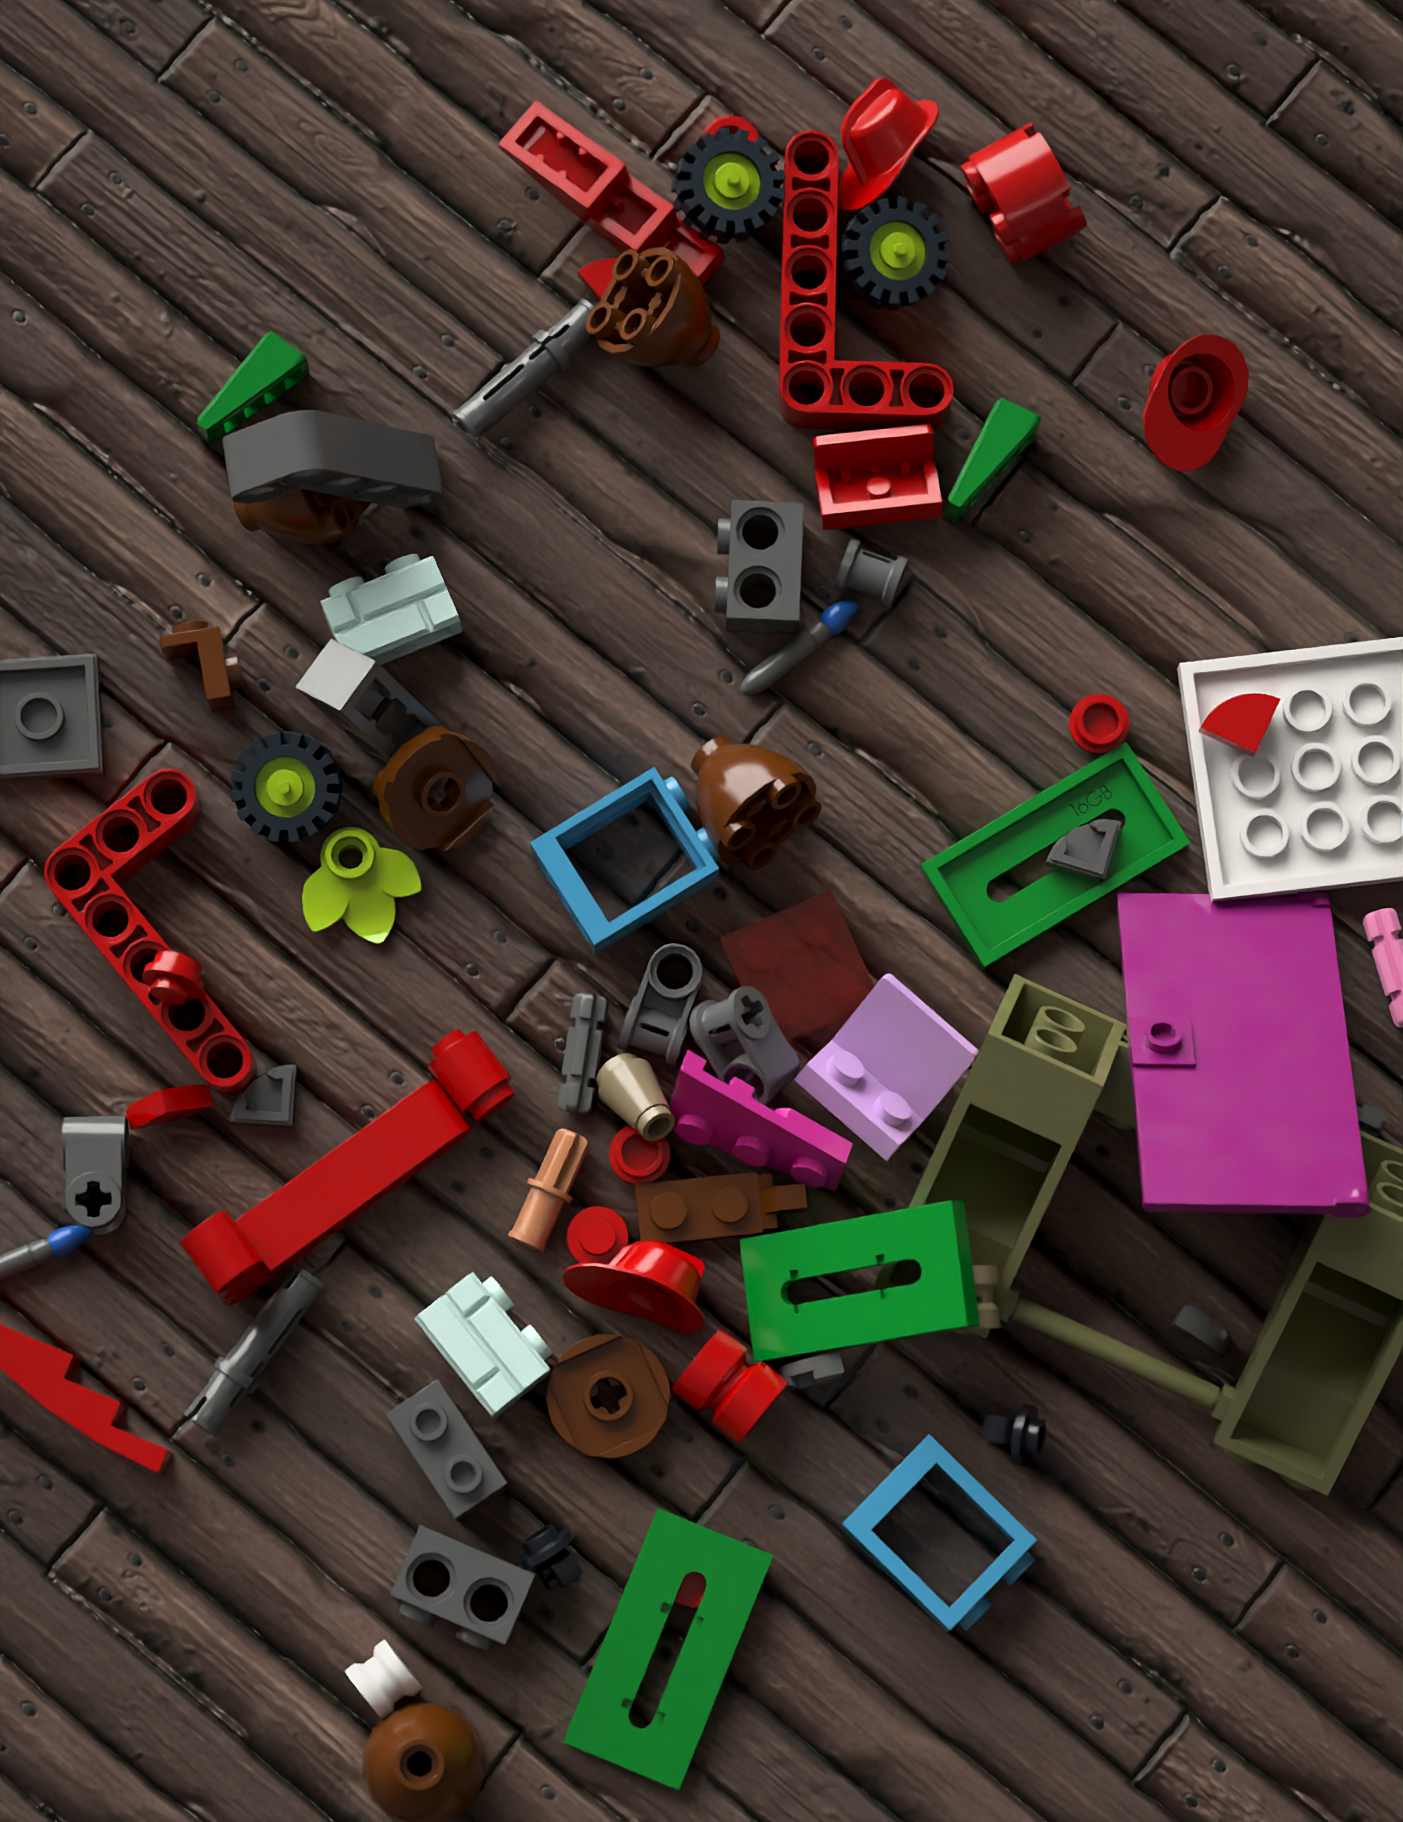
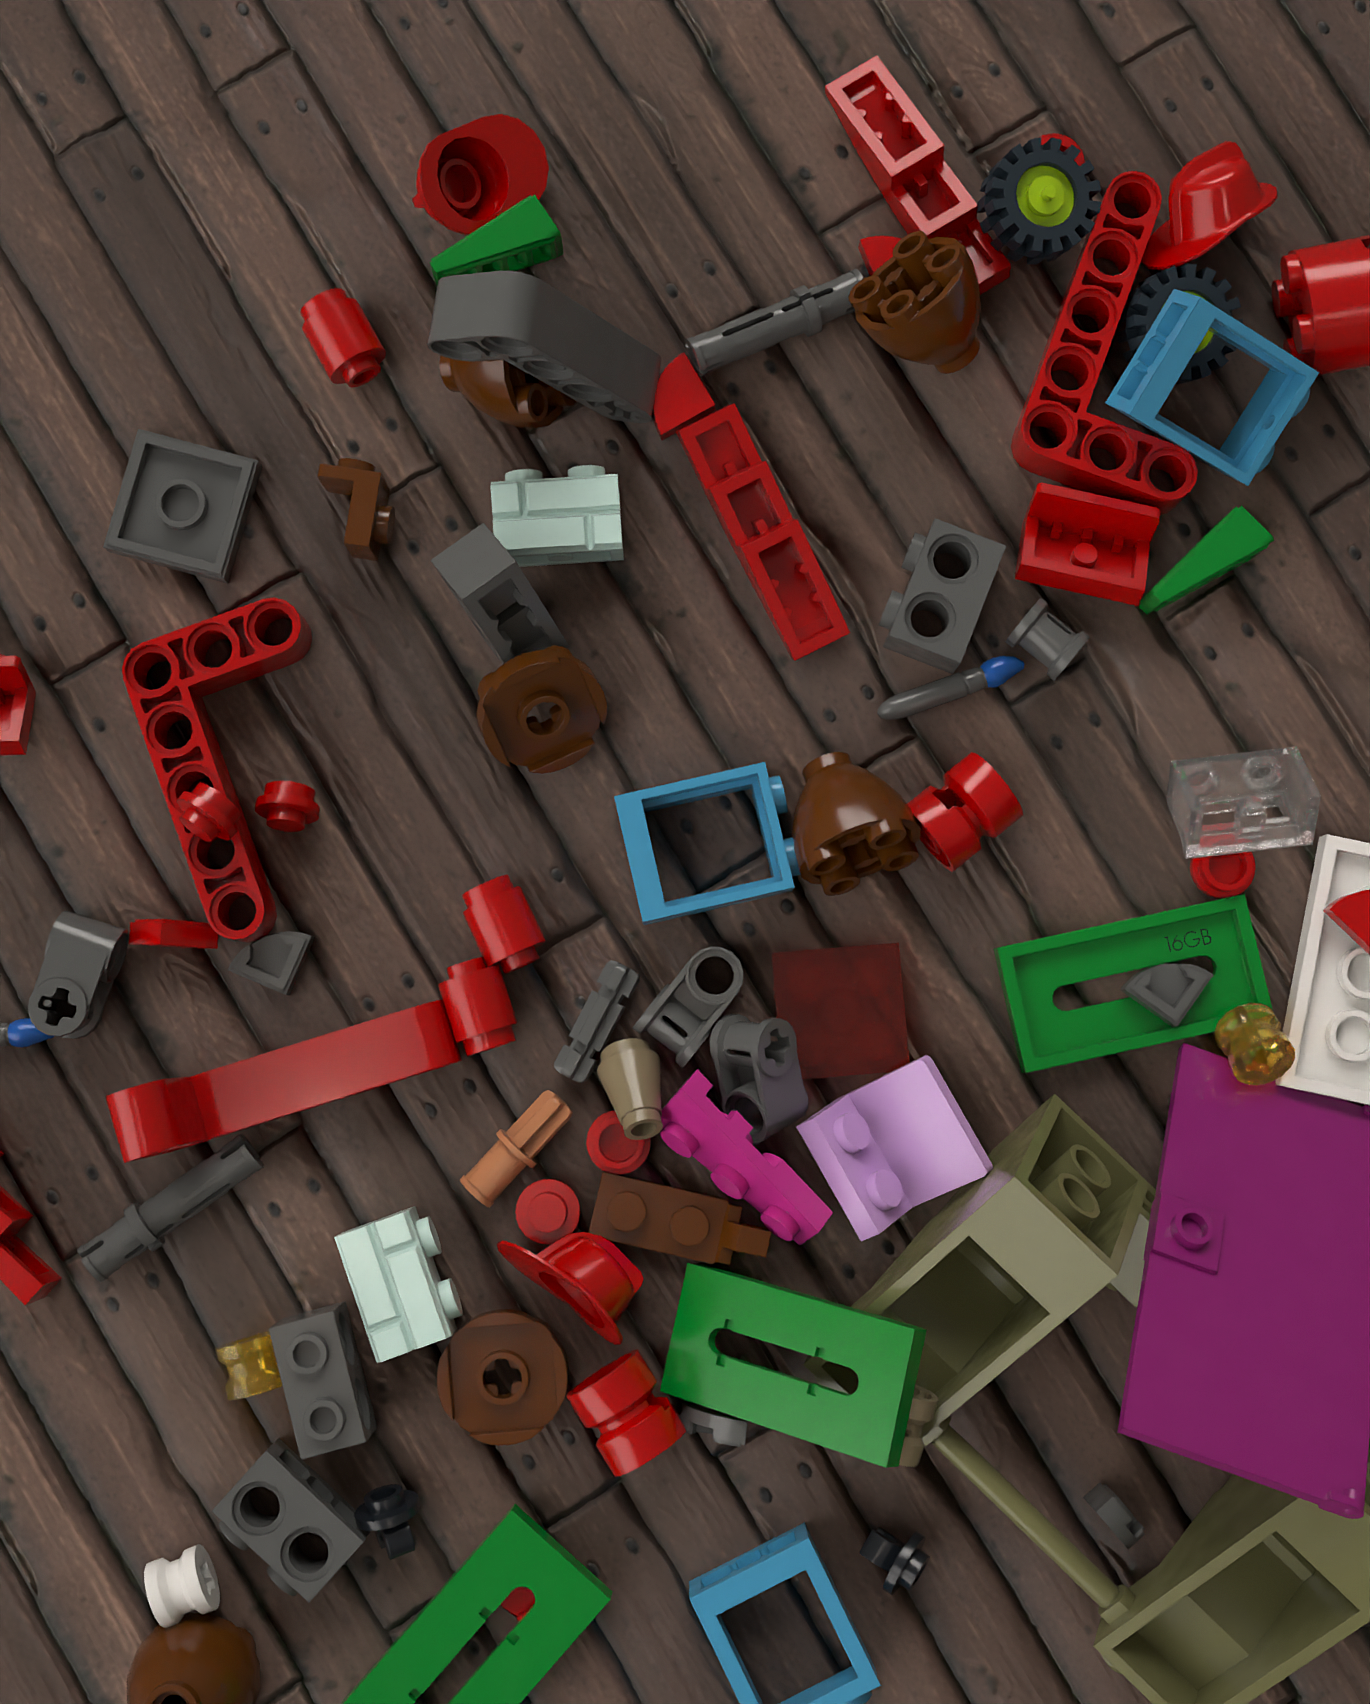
camera: 20 degrees right, 5 degrees up
(136, 517) = (342, 338): none -> red brick
(213, 327) = (480, 172): none -> red piece
(234, 954) = (287, 806): none -> red plate
(286, 786) = (395, 656): black wheel -> none
(359, 894) = (434, 787): lime plate -> none
(379, 1462) = (249, 1365): none -> clear yellow wheel
(463, 468) = (680, 397): none -> red tile
(467, 993) = (503, 924): none -> red brick
(581, 564) = (763, 532): none -> red slope
(850, 747) = (965, 809): none -> red wheel
(885, 291) = (1165, 356): none -> dark azure window
(1091, 647) = (1245, 786): none -> clear window
(1163, 865) = (1254, 1044): none -> clear yellow wheel

